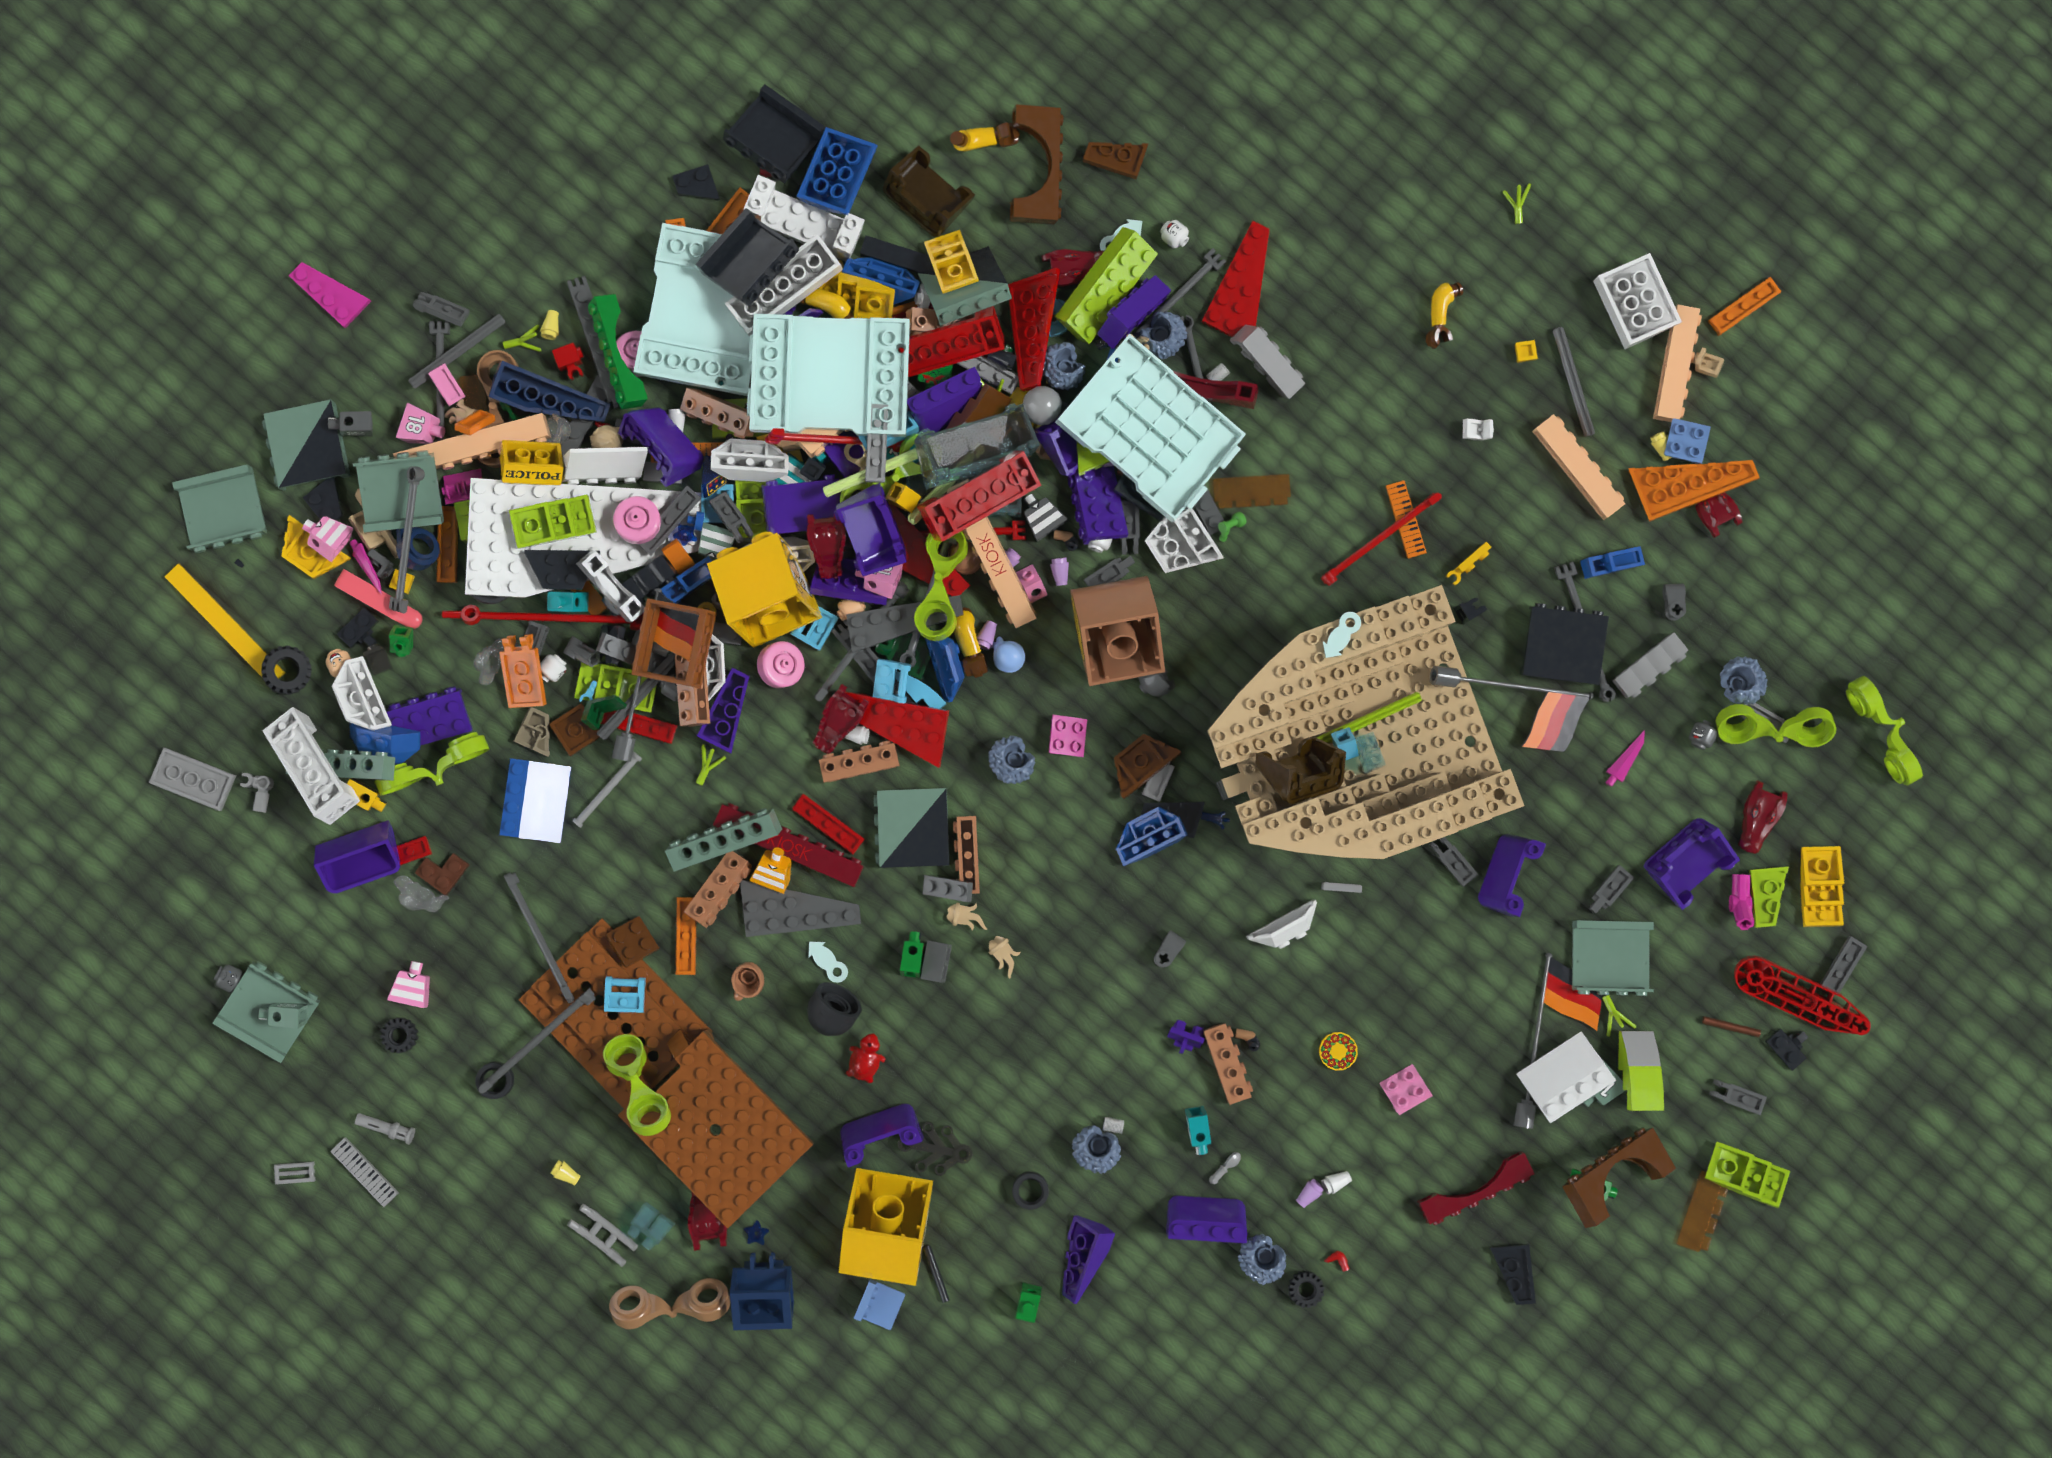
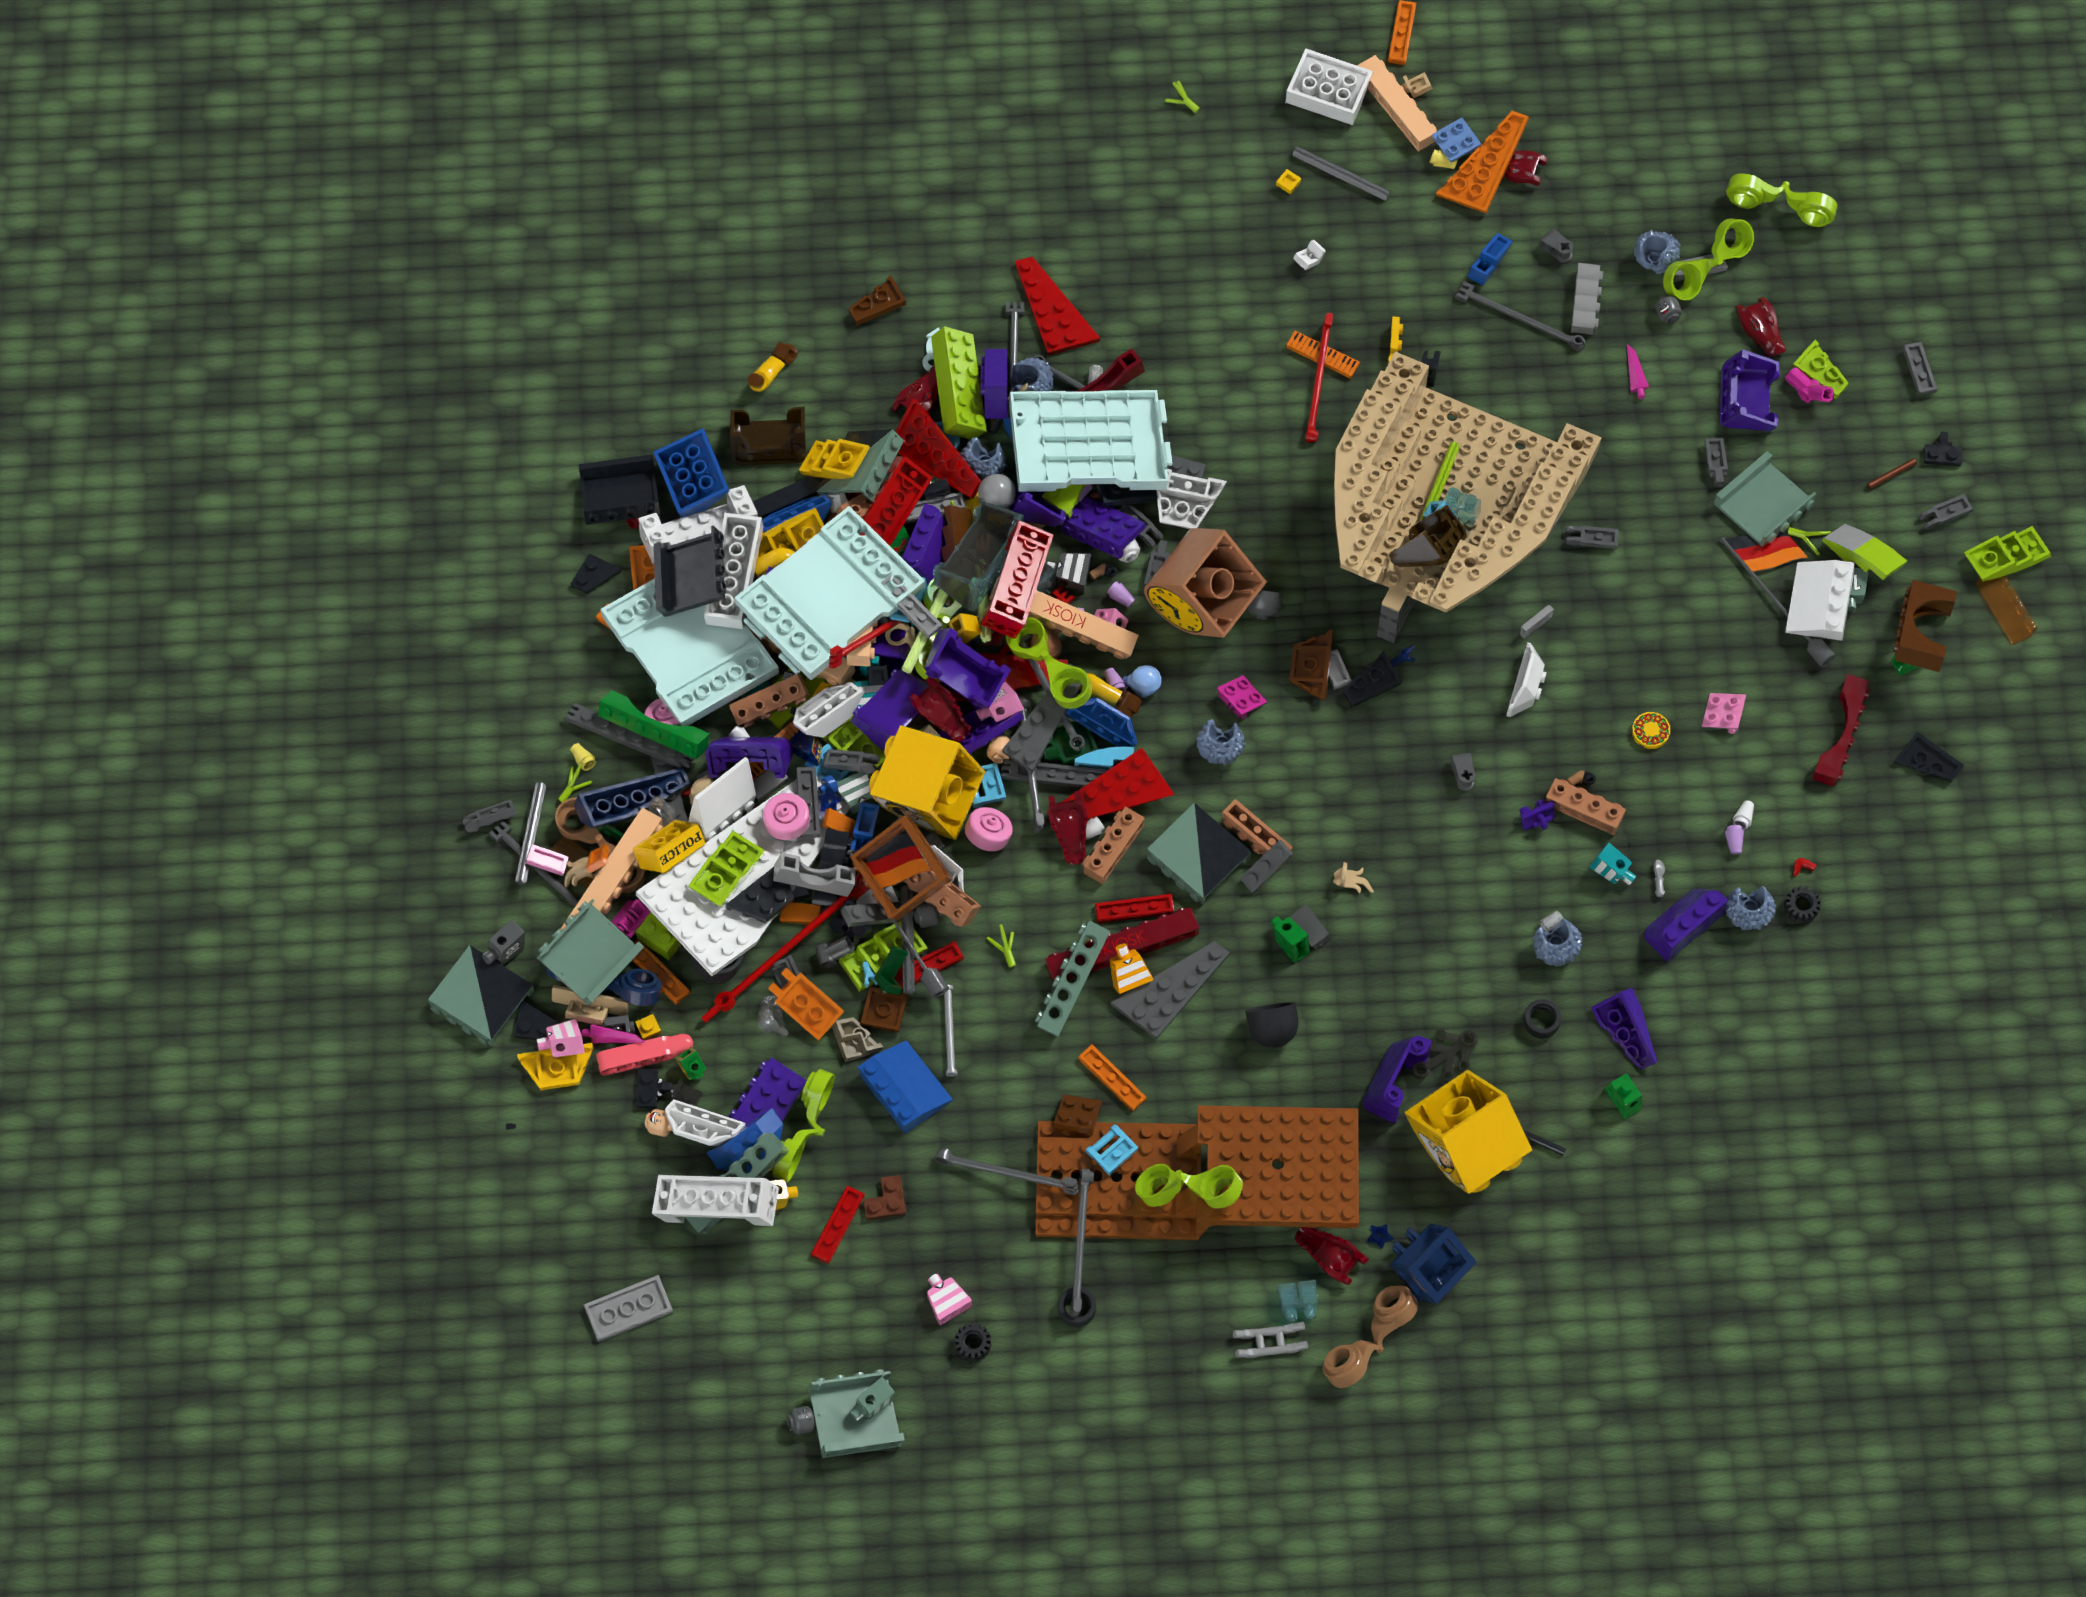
camera: 40 degrees left, 20 degrees down
(219, 619) = (543, 1177): yellow tile -> none
(221, 508) = (457, 1098): sand green panel -> none
(263, 785) = (685, 1261): light grey bar -> none
(293, 654) = (625, 1146): black tyre -> none
(311, 1171) = (982, 1530): light grey tile -> none
(333, 296) = (396, 880): dark pink wing -> none
(357, 858) = (815, 1239): dark purple windscreen -> none
(364, 1172) = (1046, 1465): light grey tile -> none
(393, 1130) = (1031, 1417): light grey pin -> none
(397, 603) = (665, 1032): dark grey hinge -> none
(417, 897) = (889, 1230): clear hair -> none
(419, 426) = (554, 906): bright pink torso -> none
(552, 668) = (824, 981): white head -> none
(565, 601) = (787, 925): teal torso -> none
(565, 1173) = (1196, 1323): light yellow cone -> none
(568, 358) = (619, 766): red brick -> none
(718, 889) = (1102, 1019): nougat brick -> none
(726, 712) = (981, 889): dark purple wedge -> none
(747, 987) = (1190, 1060): nougat piece -> none
(826, 960) = (1230, 1001): light aqua brick -> none
(864, 1060) = (1331, 1038): red animal -> none
(879, 1304) = (1520, 1197): medium blue bracket -> none
(885, 680) = (1075, 770): medium azure plate -> none
(961, 915) = (1293, 881): tan piece -> none
(1044, 126) = (808, 324): reddish brown arch -> none
(1149, 835) = (1370, 701): blue wedge -> none
(1174, 234) = (970, 314): white head -> none
(1238, 520) = (1209, 454): bright green piece -> none
(1245, 489) = (1193, 432): clear orange windscreen -> none
(1268, 360) = (1120, 333): light grey wedge -> none
(1341, 635) = (1365, 425): light aqua brick -> none
(1440, 300) = (1197, 199): piece -> none
(1504, 871) = (1641, 522): dark purple windscreen -> none
(1554, 718) = (1557, 383): flag -> none
(1565, 644) = (1516, 334): black panel -> none
(1579, 467) = (1402, 220): light nougat brick -> none
(1810, 1002) = (1925, 407): red beam -> none
(1822, 886) = (1850, 333): yellow slope -> none

